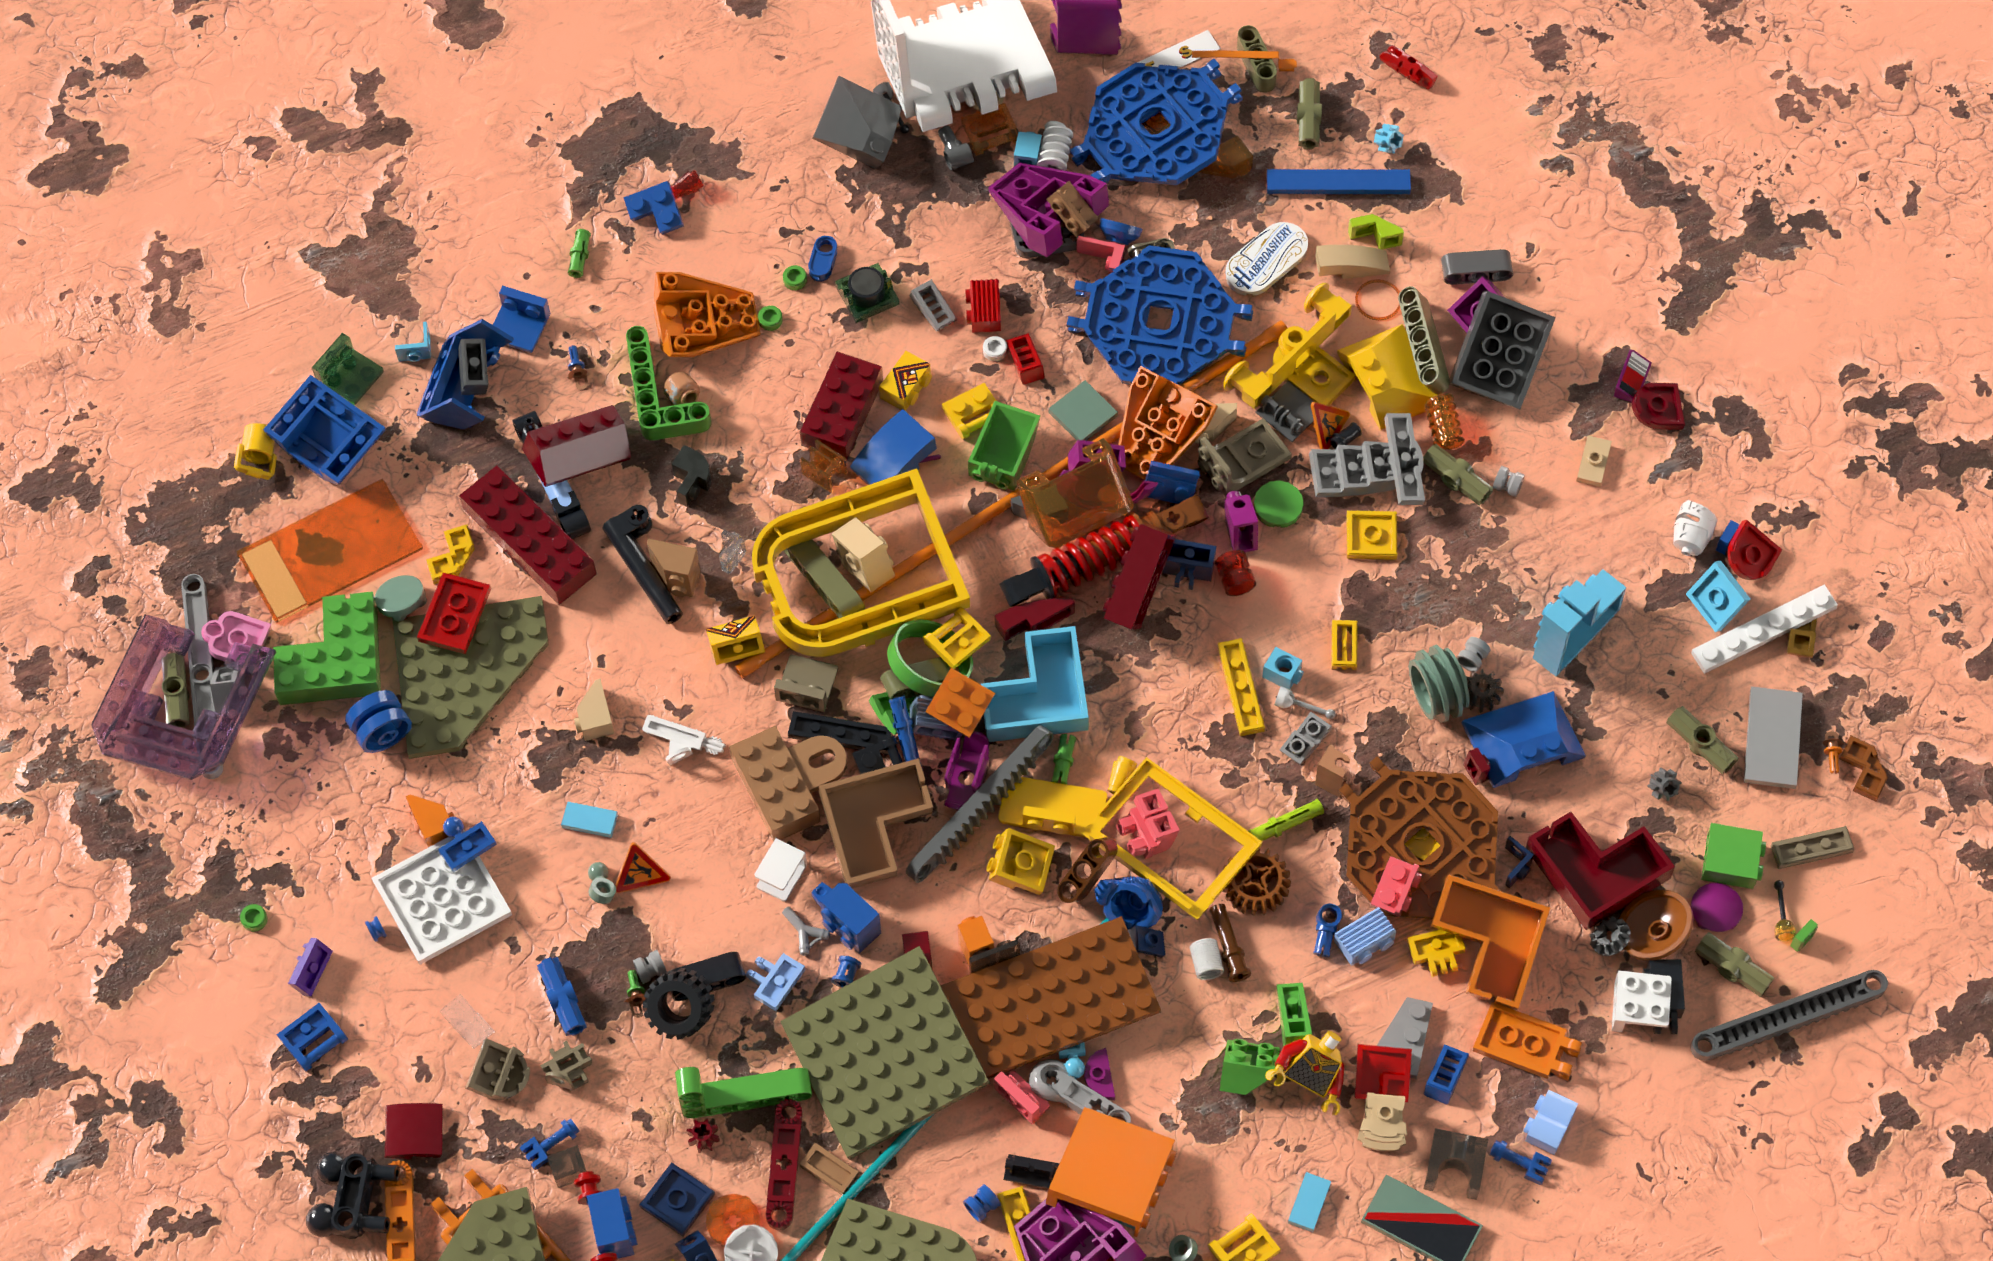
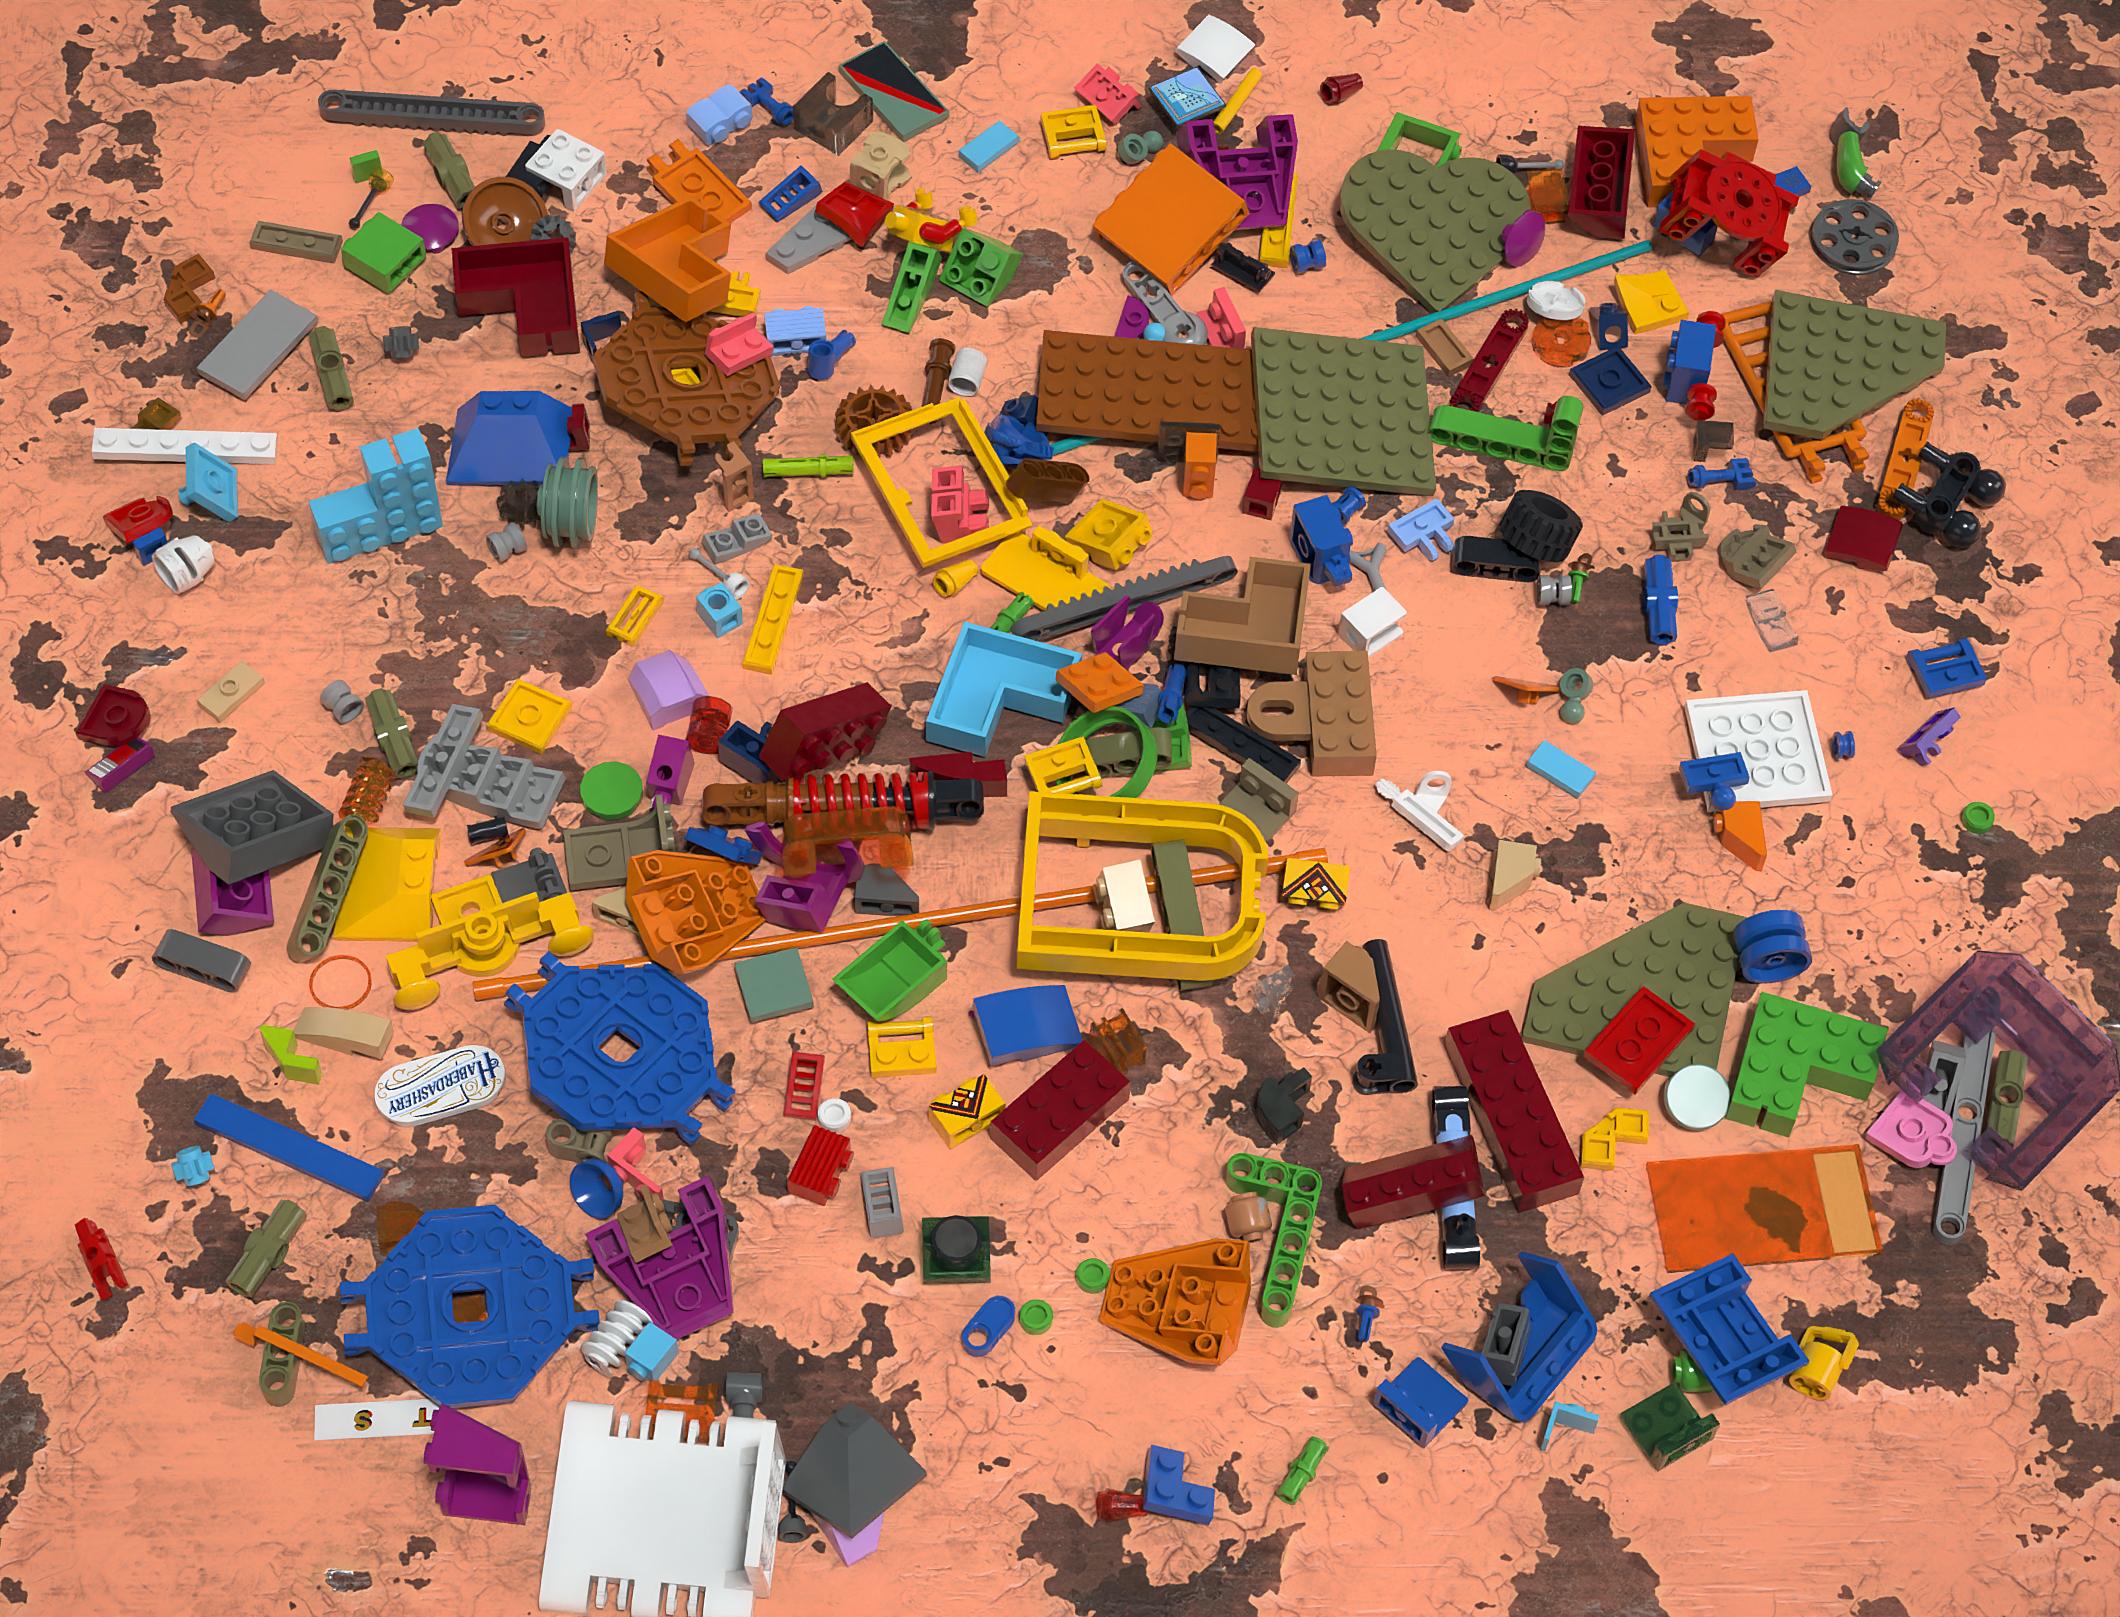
camera: 160 degrees left, 5 degrees down
(1283, 595) = (666, 687): none -> lavender slope

